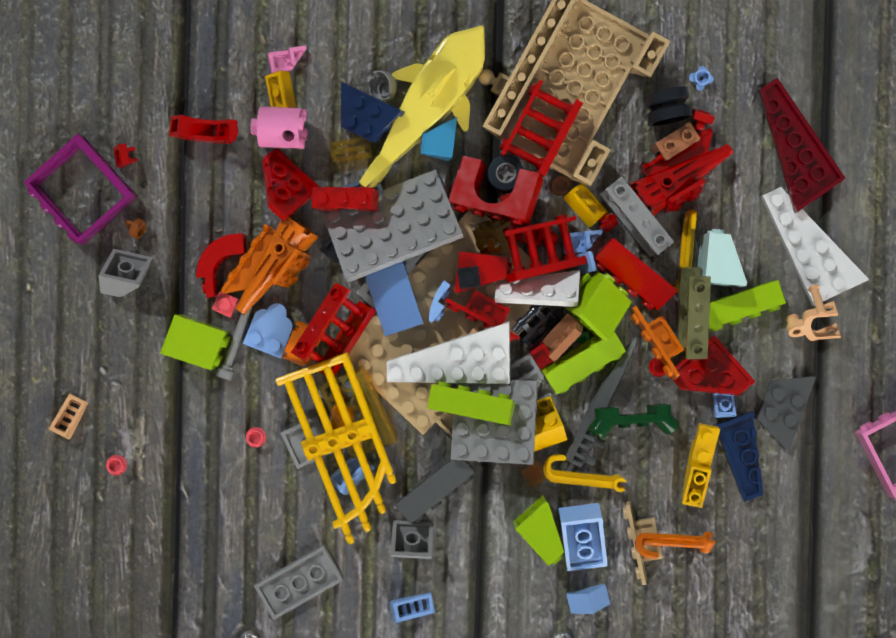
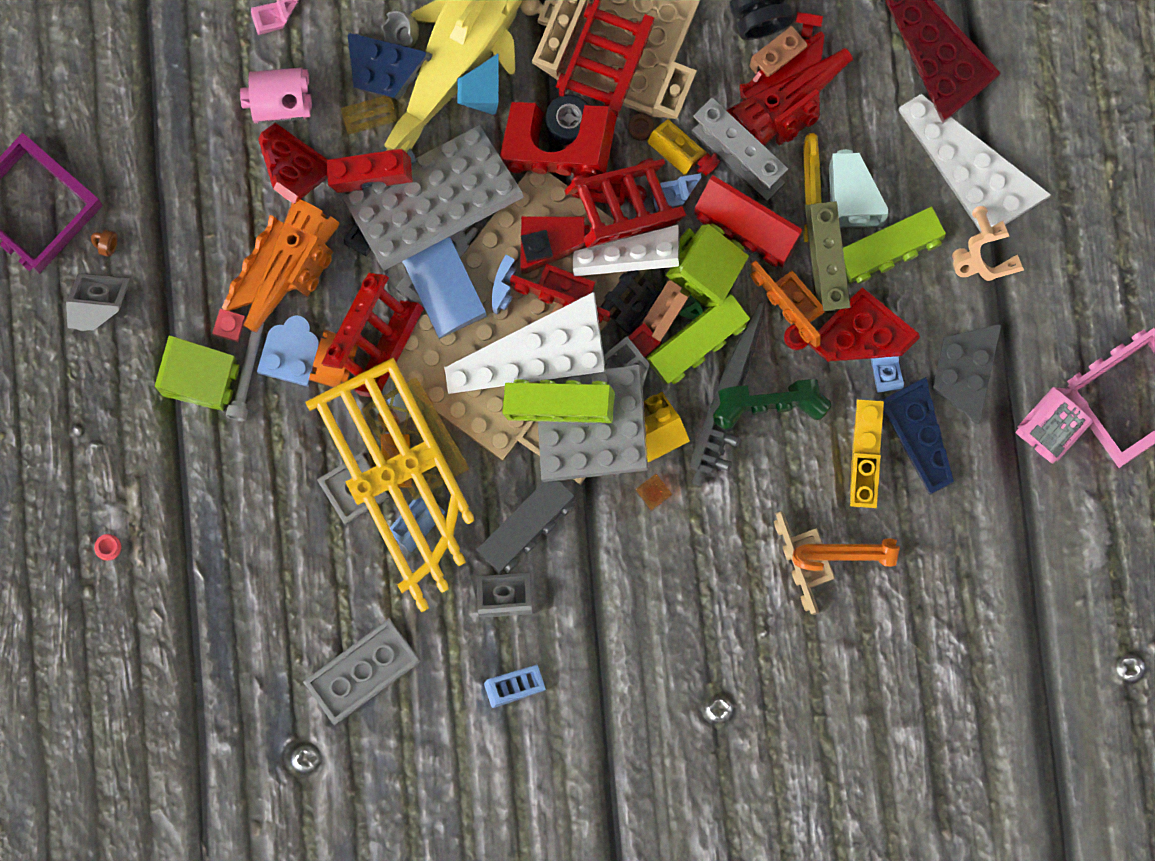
camera: 10 degrees left, 10 degrees down
(75, 419) = (43, 507): light nougat slope -> none
(121, 155) = (79, 155): red tile -> none
(203, 130) = (181, 112): red arch -> none
(214, 255) = (209, 263): red arch -> none
(256, 437) = (286, 489): coral plate -> none
(280, 89) = (271, 49): yellow slope -> none
(491, 237) = (559, 193): dark brown bracket -> none
(540, 532) = (670, 560): lime slope -> none
(581, 479) = (704, 489): yellow piece -> none
(583, 536) = (727, 566): light blue slope -> none
(588, 599) = (745, 647): light blue slope -> none
(590, 266) = (690, 220): light blue slope -> none
(849, 462) = (1056, 423): none -> bright pink cylinder

